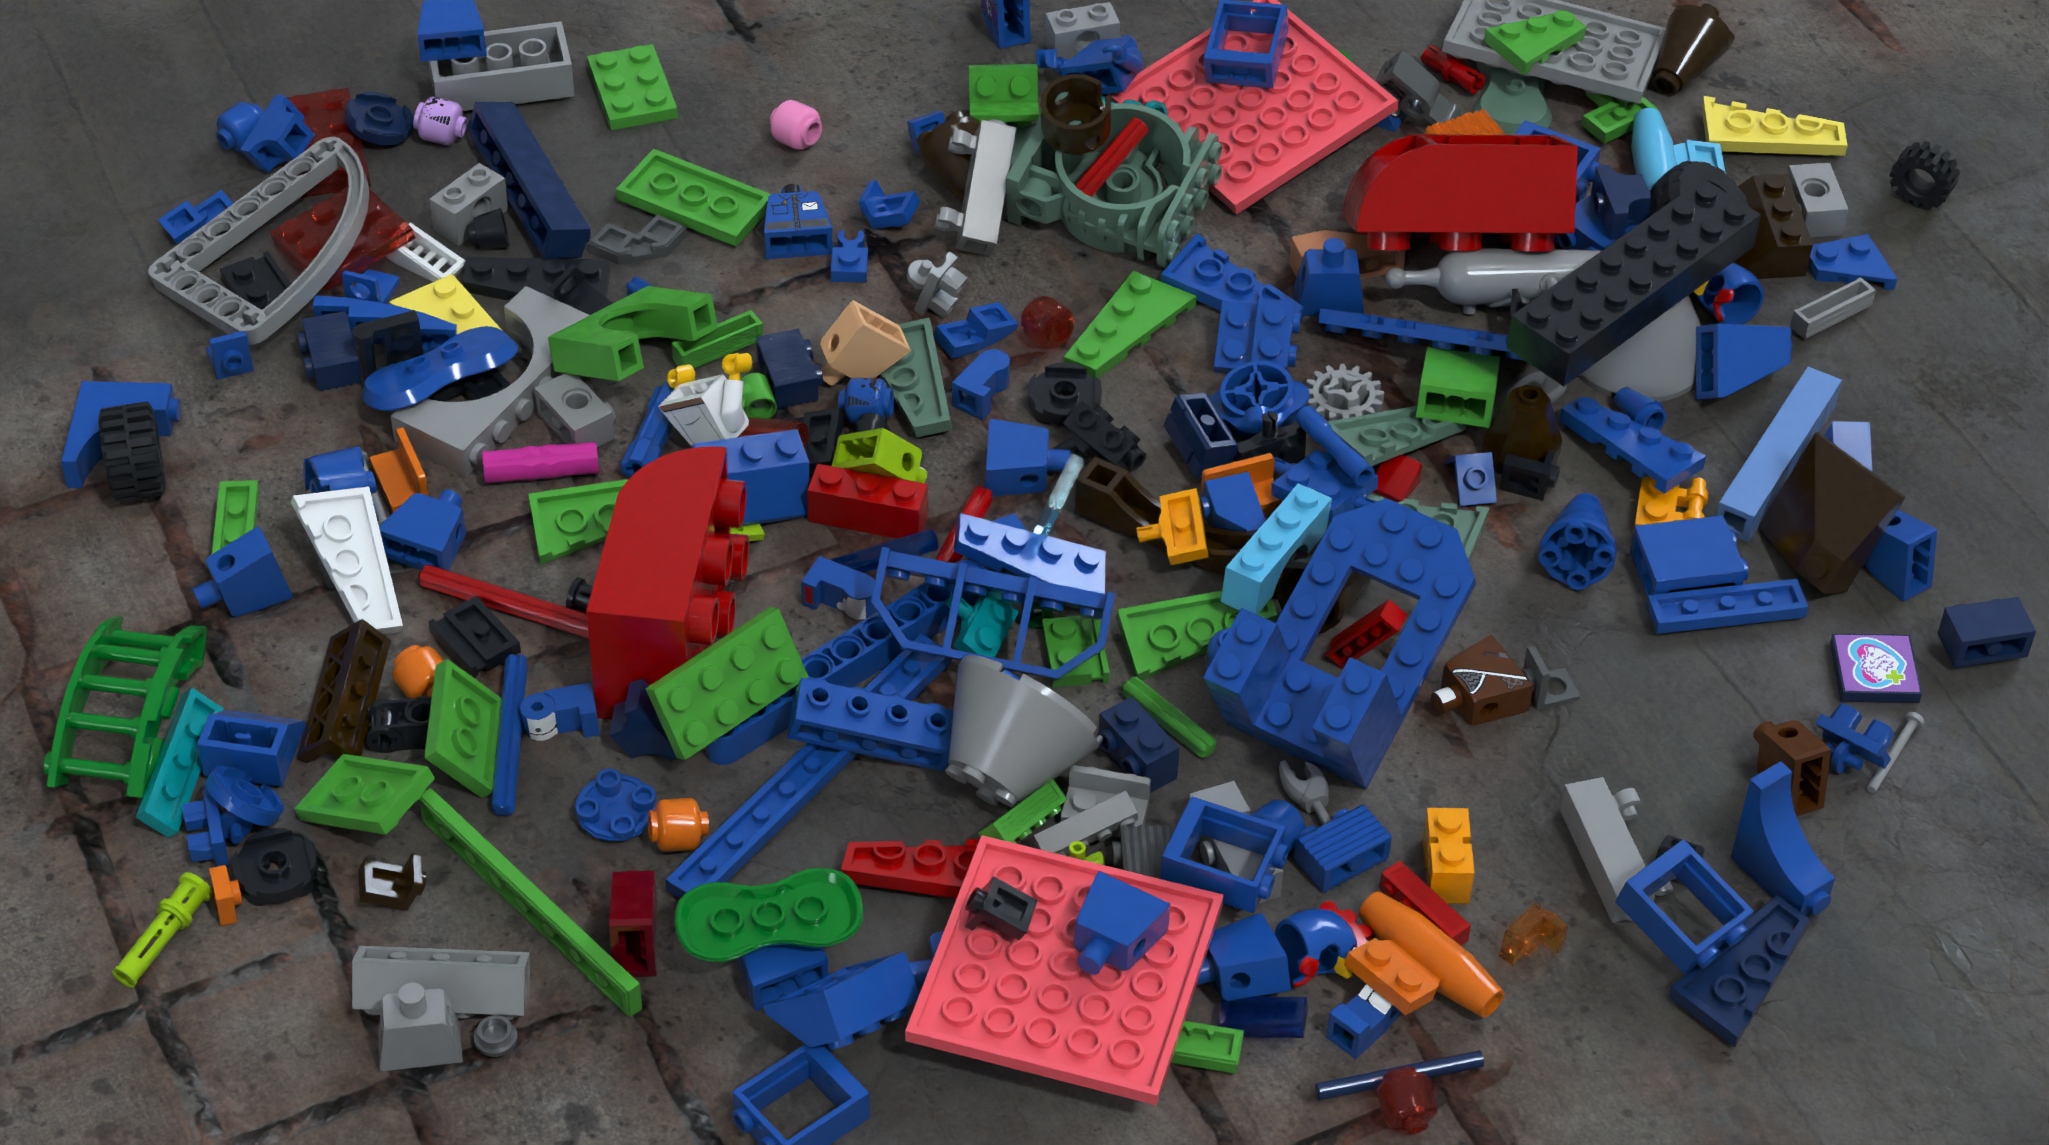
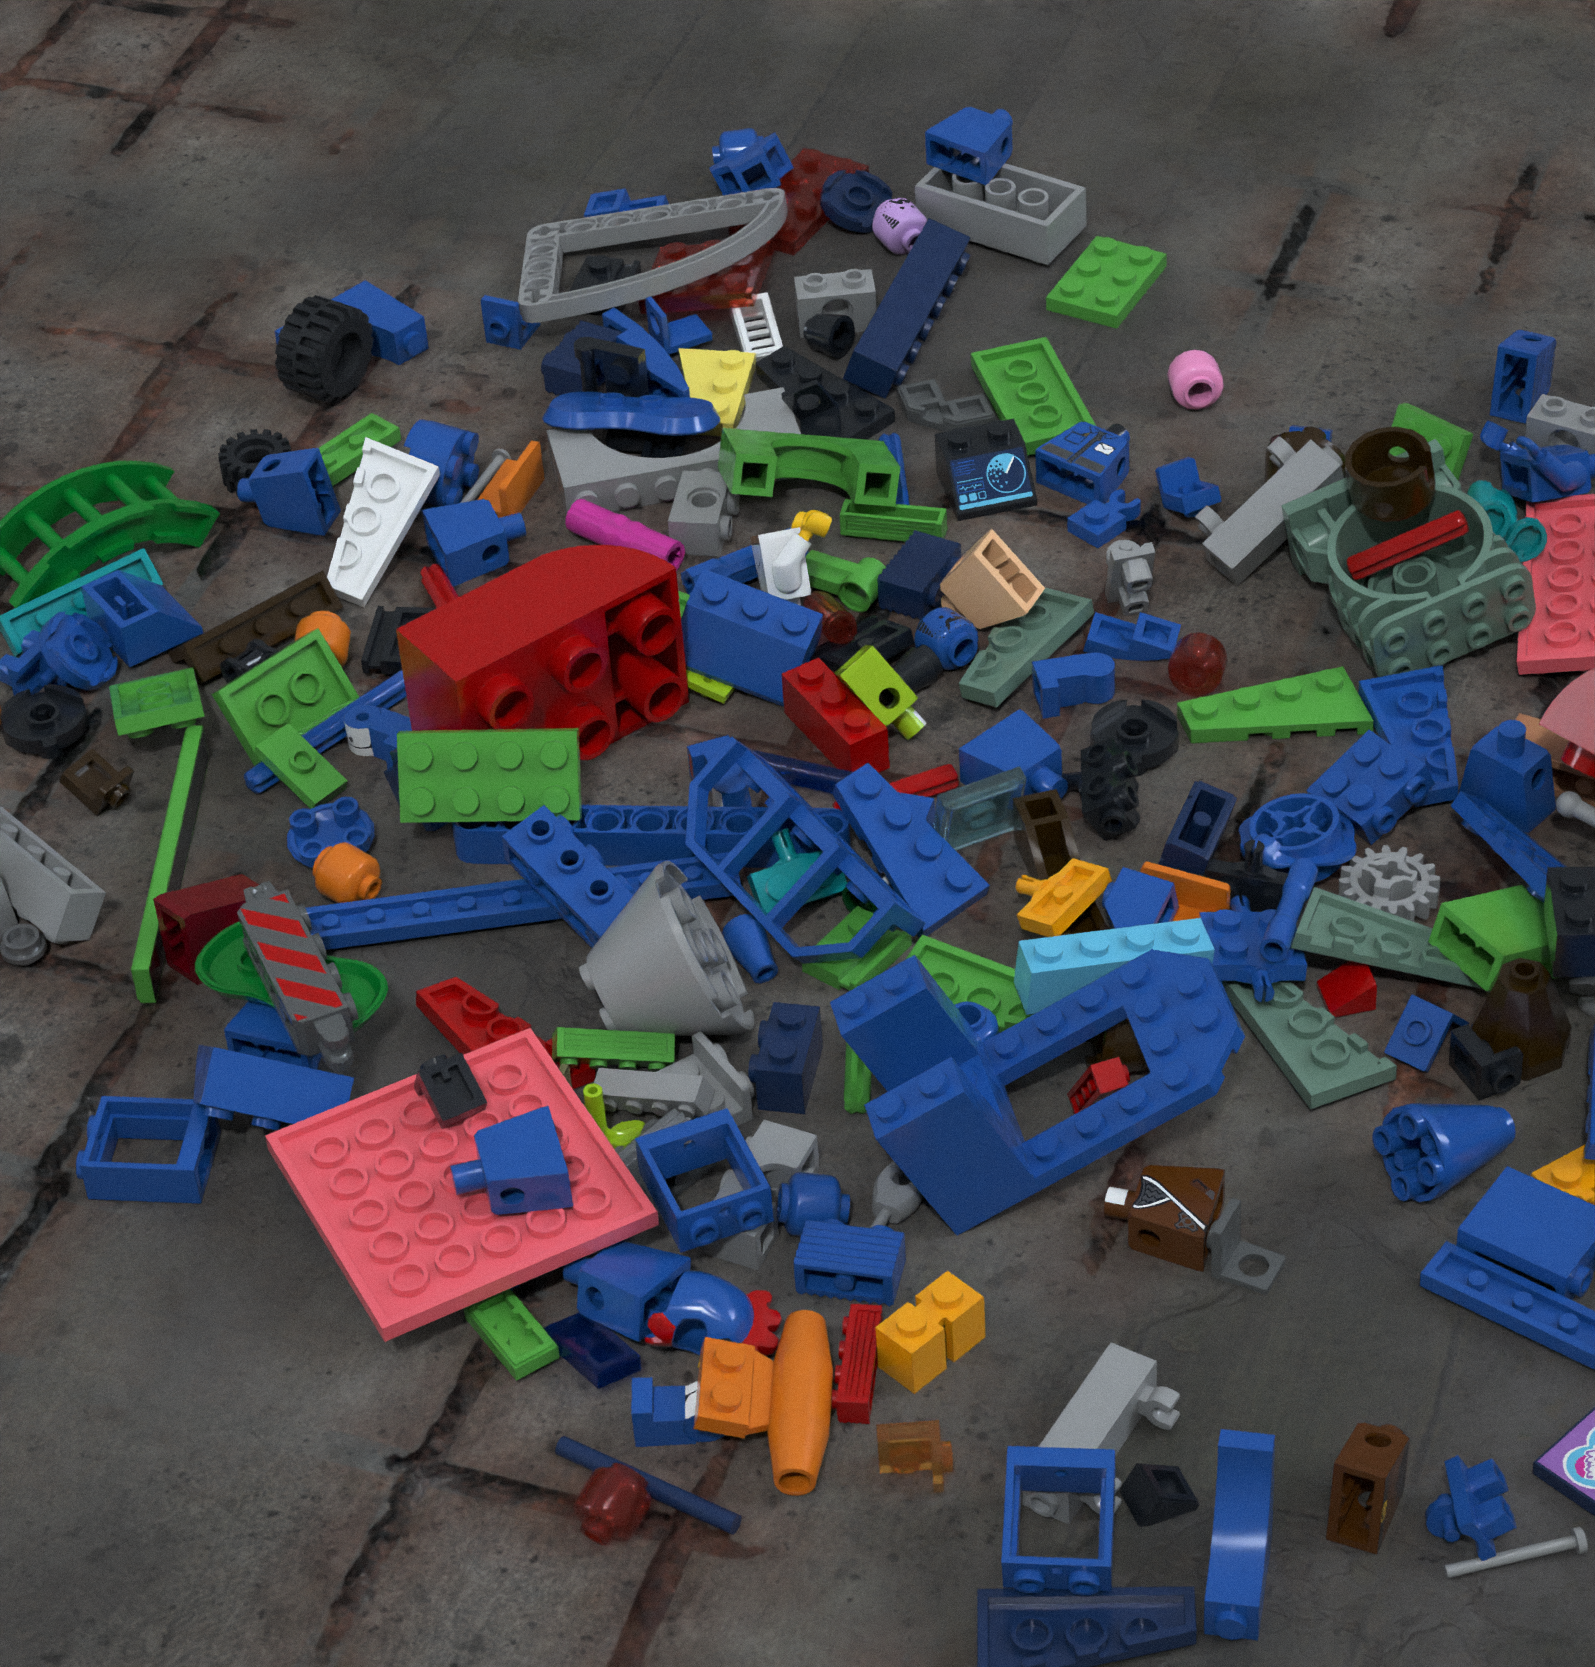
camera: 50 degrees right, 5 degrees down
(165, 559) = (243, 455): none -> black tyre
(533, 772) = (300, 767): none -> bright green plate
(734, 267) = (984, 469): none -> slope
(790, 906) = (297, 976): none -> dark grey hinge

